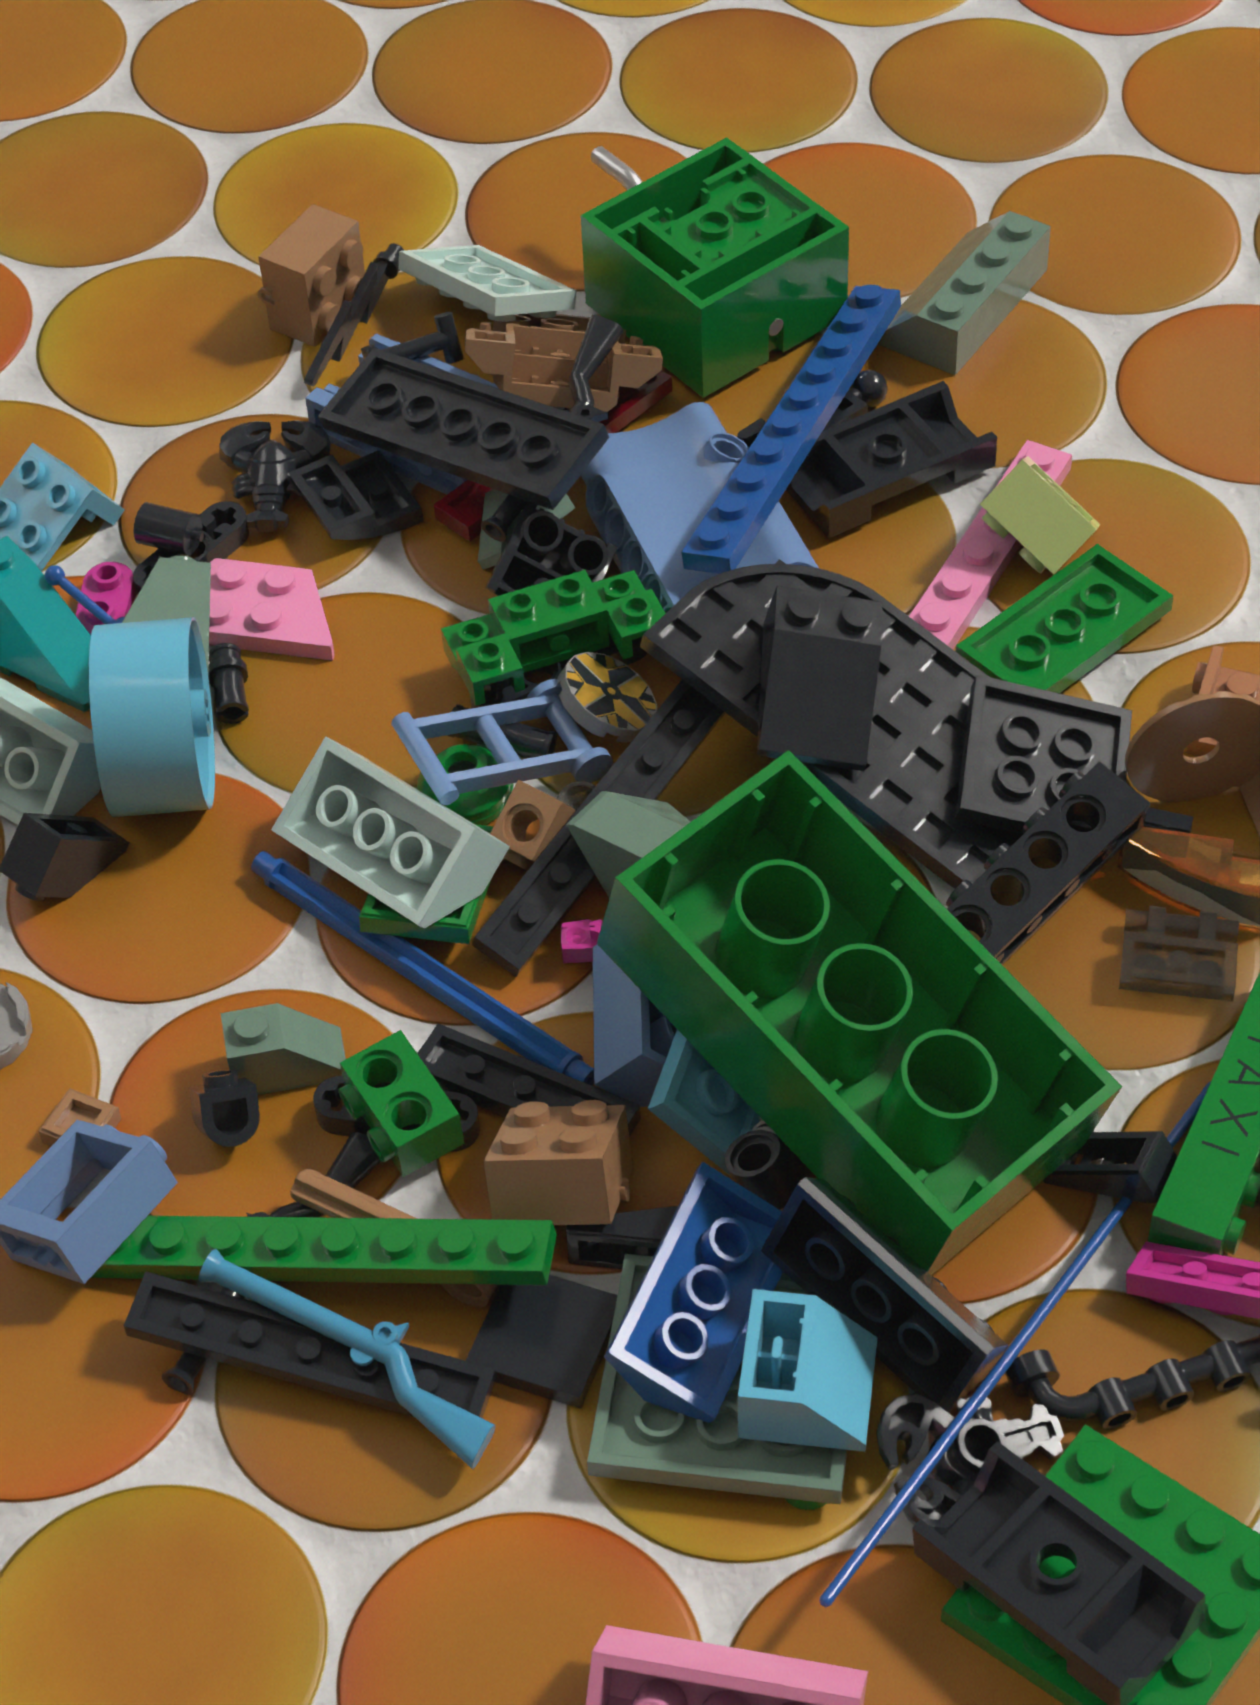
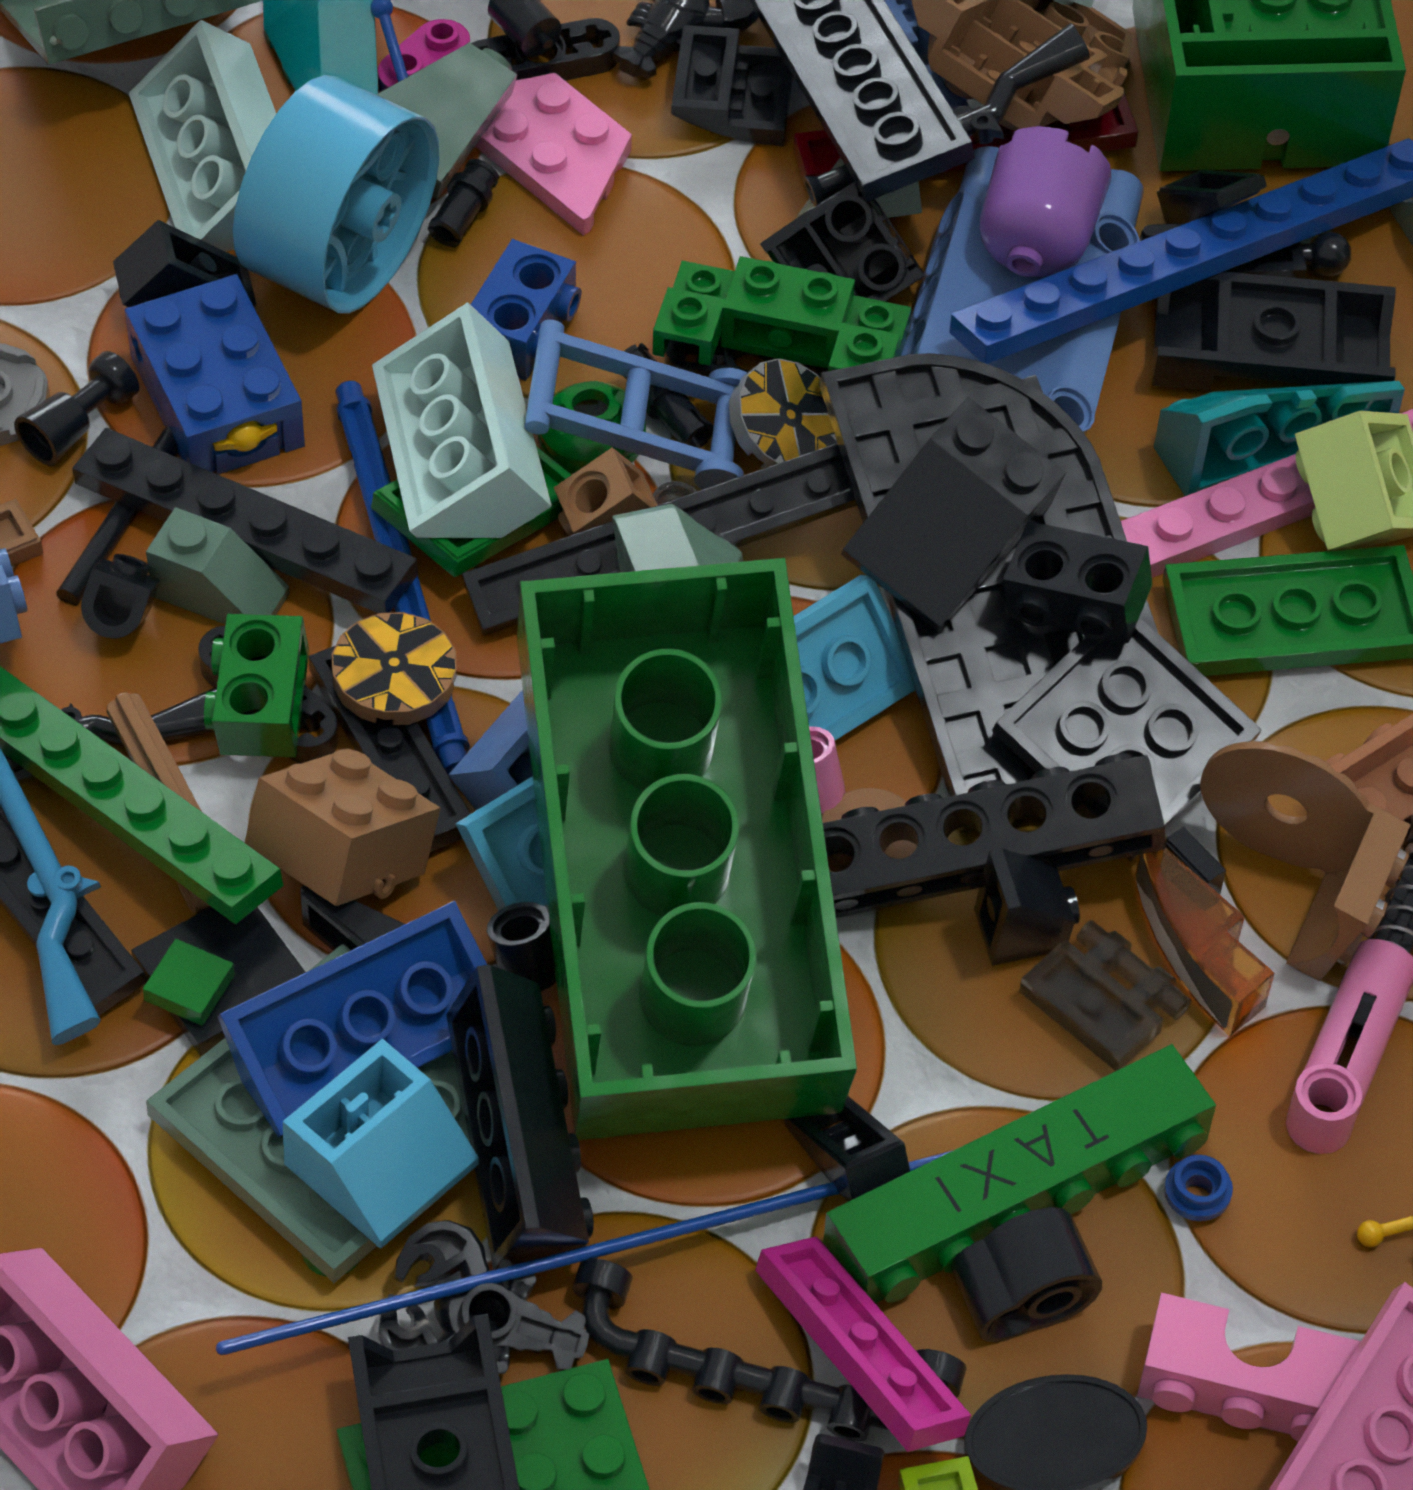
camera: 30 degrees right, 5 degrees up
(56, 1012) = (63, 419): none -> black piece
(153, 909) = (215, 376): none -> blue piece
(160, 1050) = (106, 536): none -> black bar
(314, 988) = (276, 531): none -> black plate
(345, 714) = (525, 291): none -> blue brick
(487, 1032) = (394, 668): none -> tile
(536, 1355) = (188, 982): none -> green tile
(672, 445) = (1043, 202): none -> medium lavender cylinder
(763, 388) = (1206, 194): none -> black slope
(925, 529) = (1244, 430): none -> teal wedge
(943, 675) = (1078, 582): none -> black brick
(1080, 929) = (1023, 907): none -> black slope

